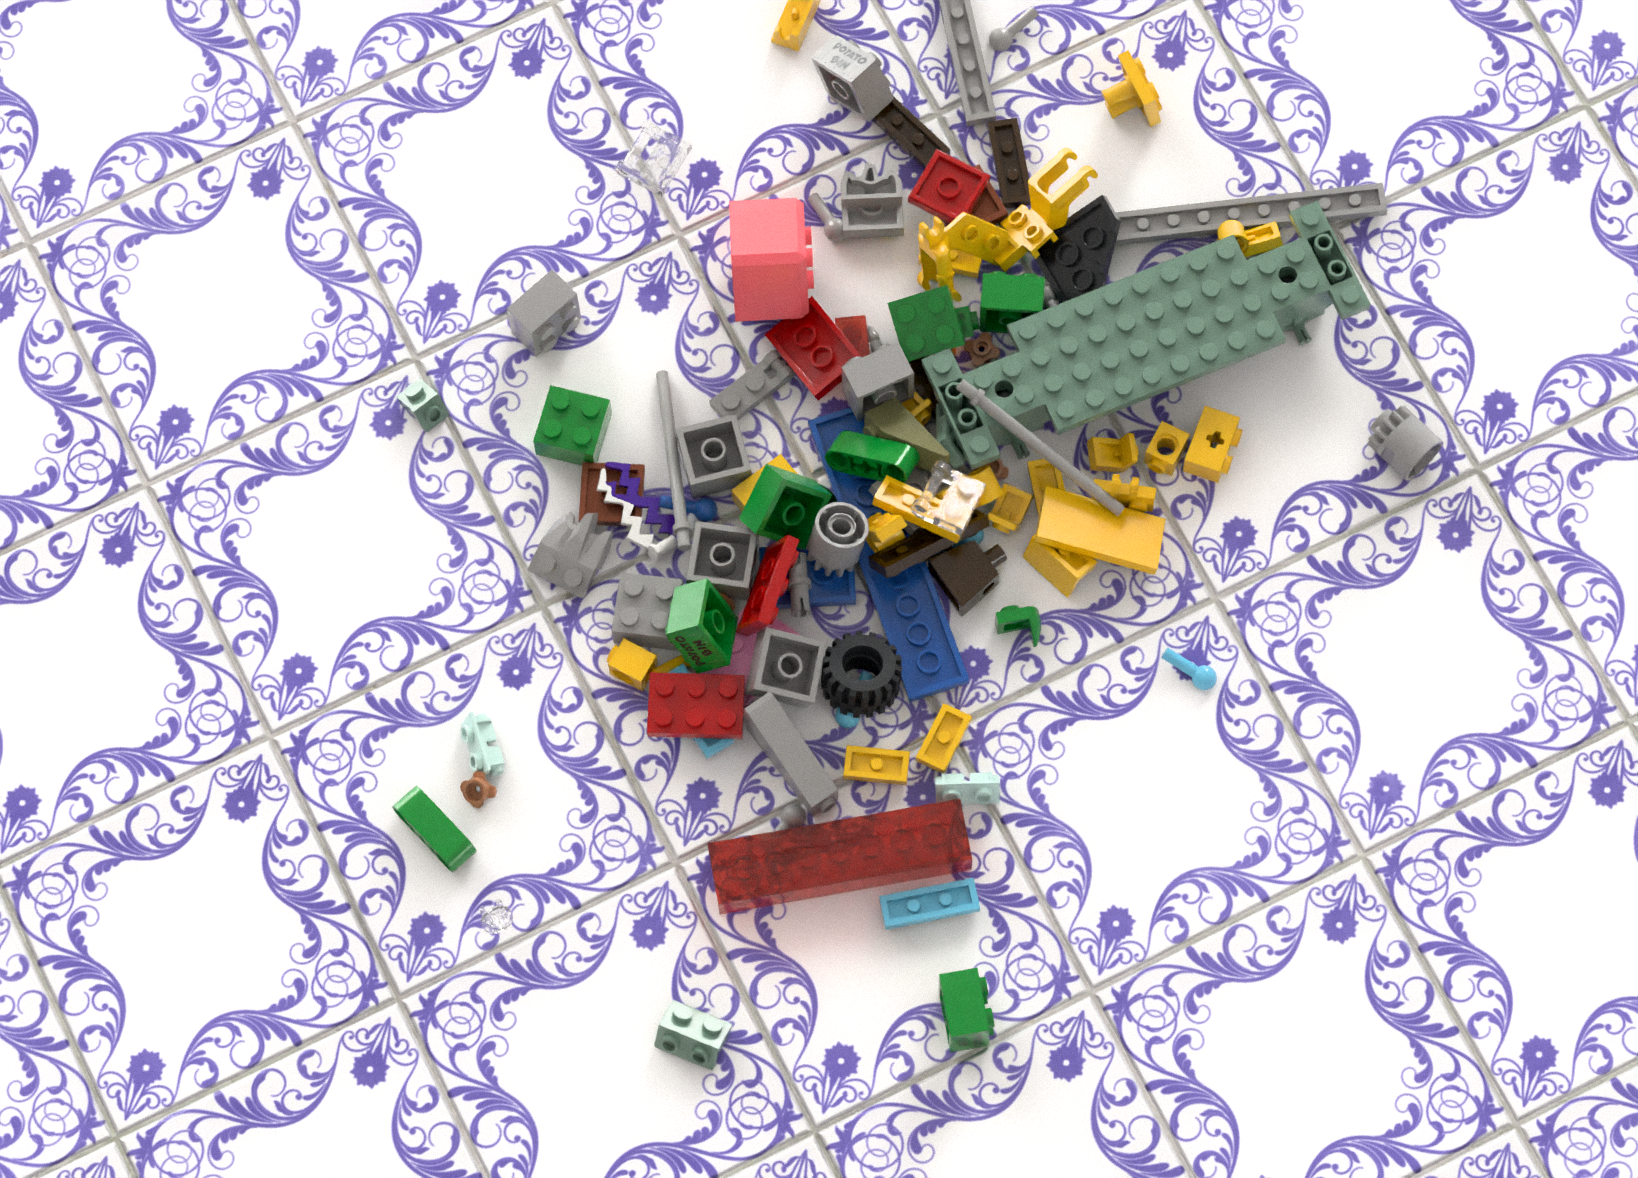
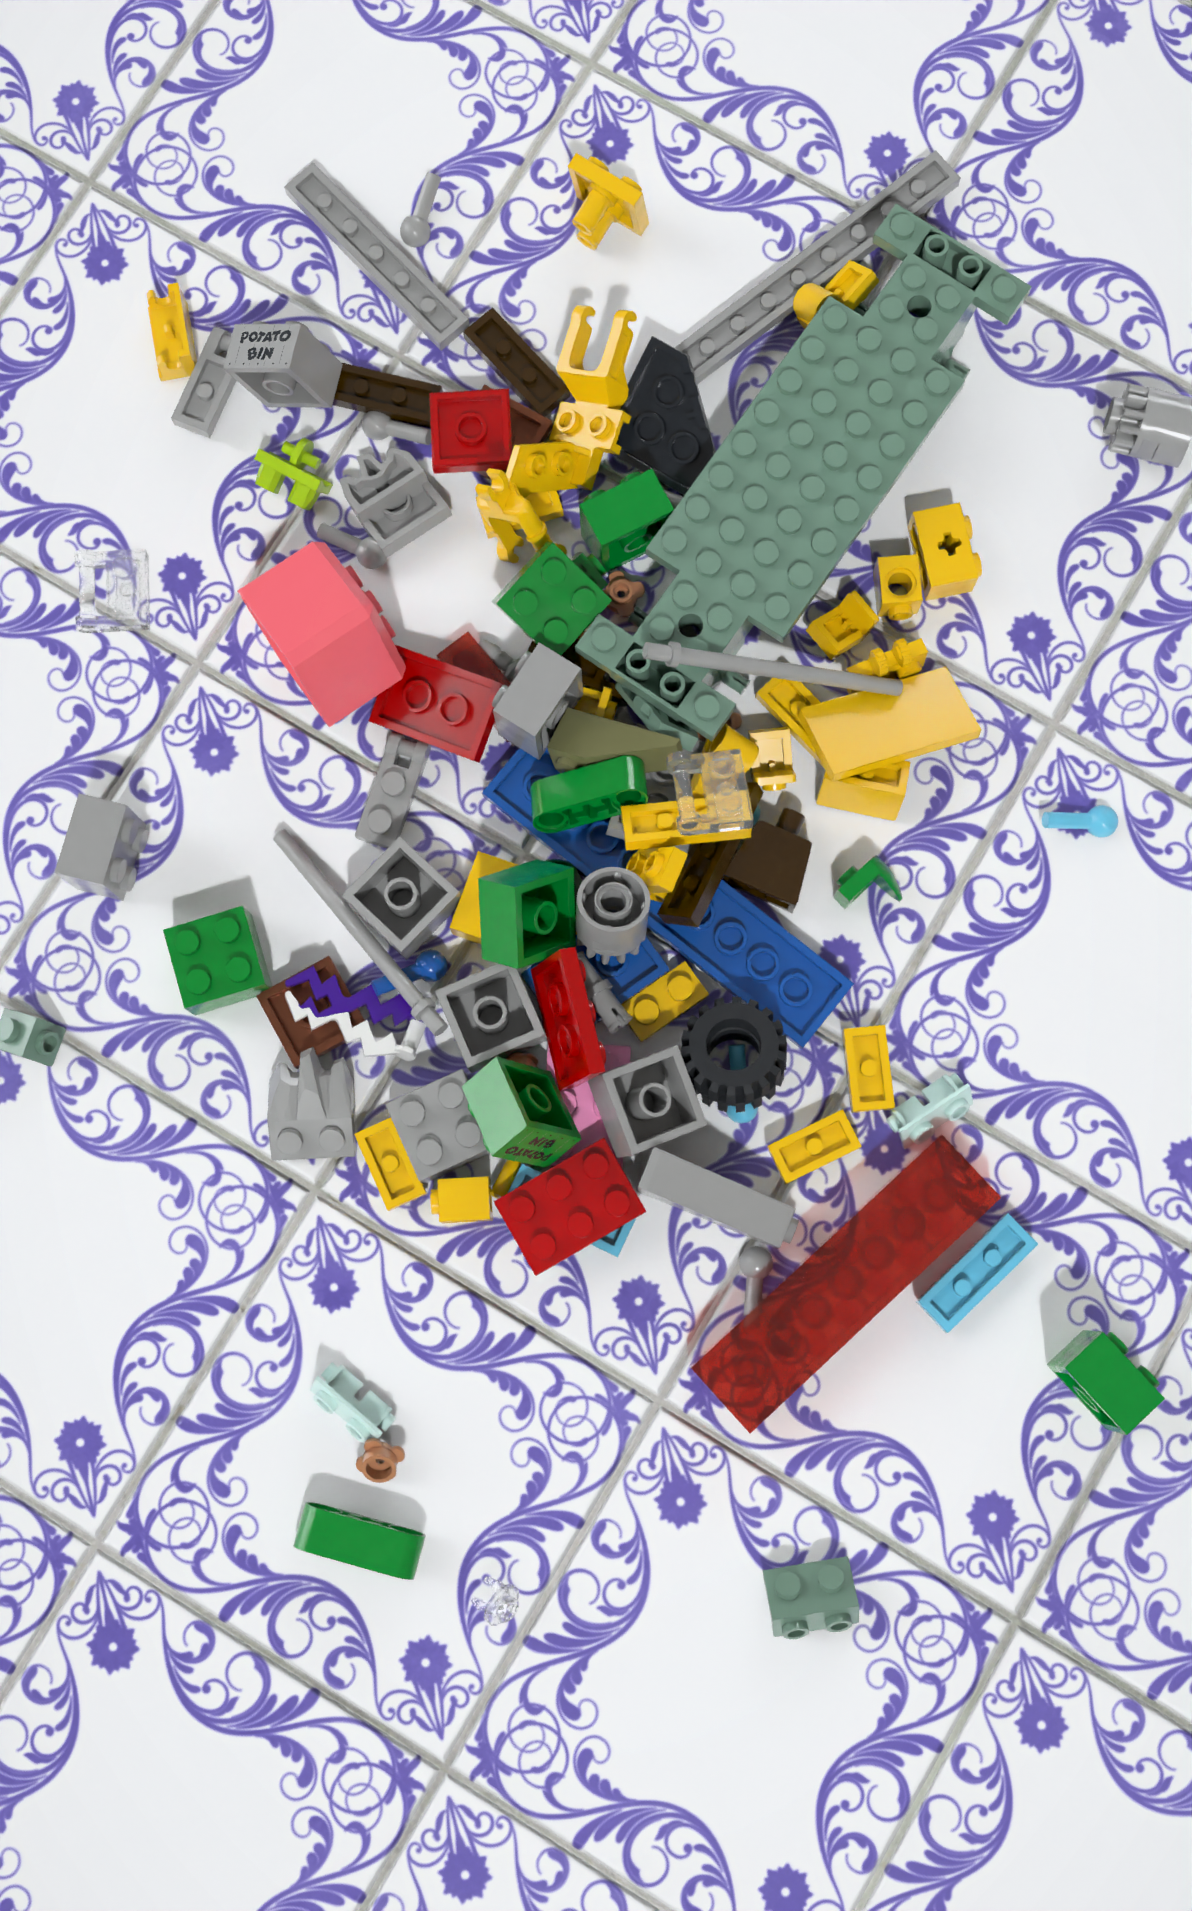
camera: 30 degrees left, 10 degrees up
(599, 616) = (389, 1164): none -> yellow plate
(795, 64) = (206, 388): none -> light grey plate
(809, 140) = (275, 469): none -> lime hips
(839, 619) = (664, 1001): none -> yellow plate
(894, 152) = (380, 426): none -> light grey bar

